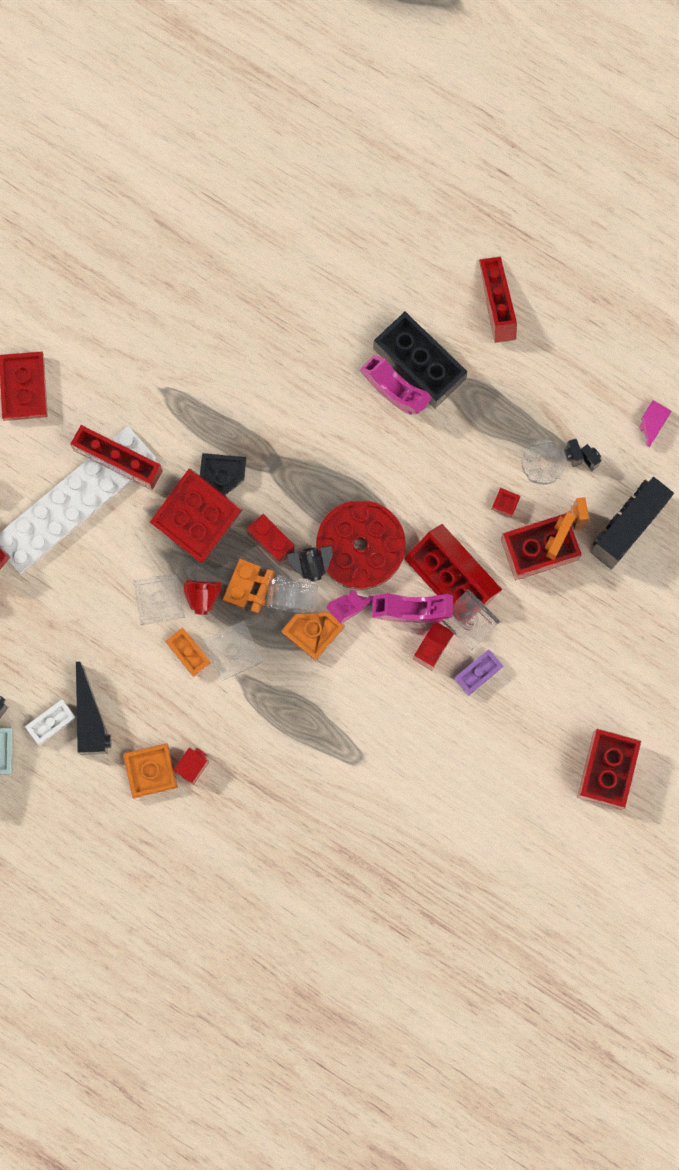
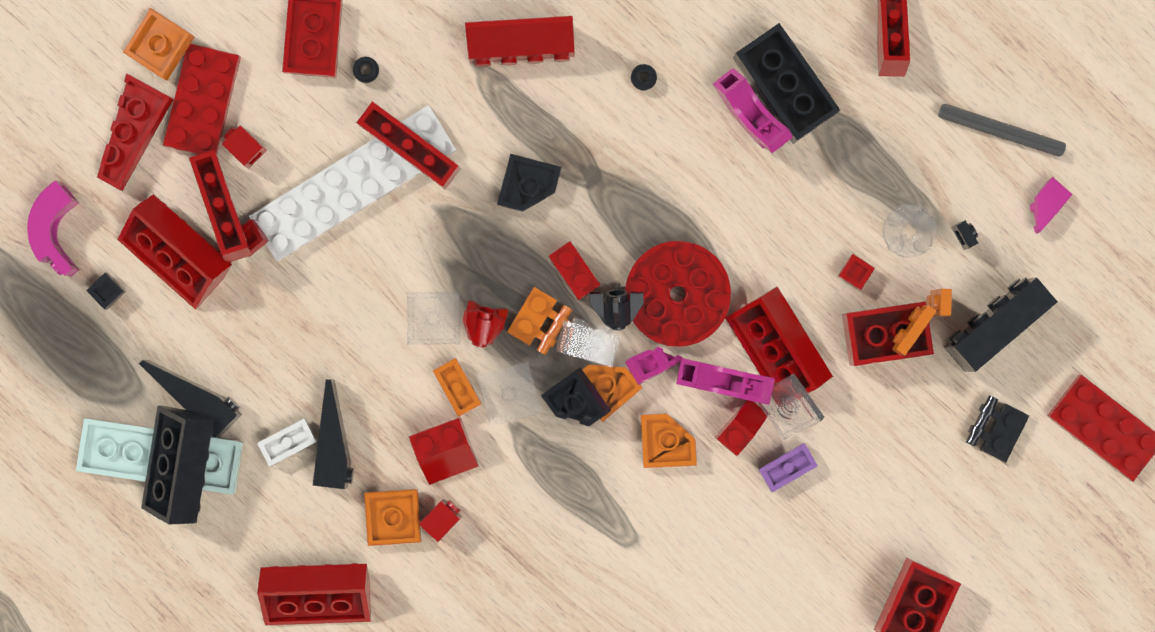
camera: 10 degrees right, 10 degrees up
(68, 401) = (365, 61): none -> black plate
(93, 848) = (314, 594): none -> red slope
(185, 706) = (444, 451): none -> red slope
(195, 360) = (520, 40): none -> red slope
(196, 515) = (491, 228): red plate -> none
(290, 643) = (576, 399): none -> black plate
(302, 381) = (640, 85): none -> black plate
(372, 669) = (666, 442): none -> orange plate
(573, 452) = (947, 226): black plate -> none
(604, 369) = (1002, 130): none -> dark grey axle
(654, 615) = (1004, 431): none -> black plate

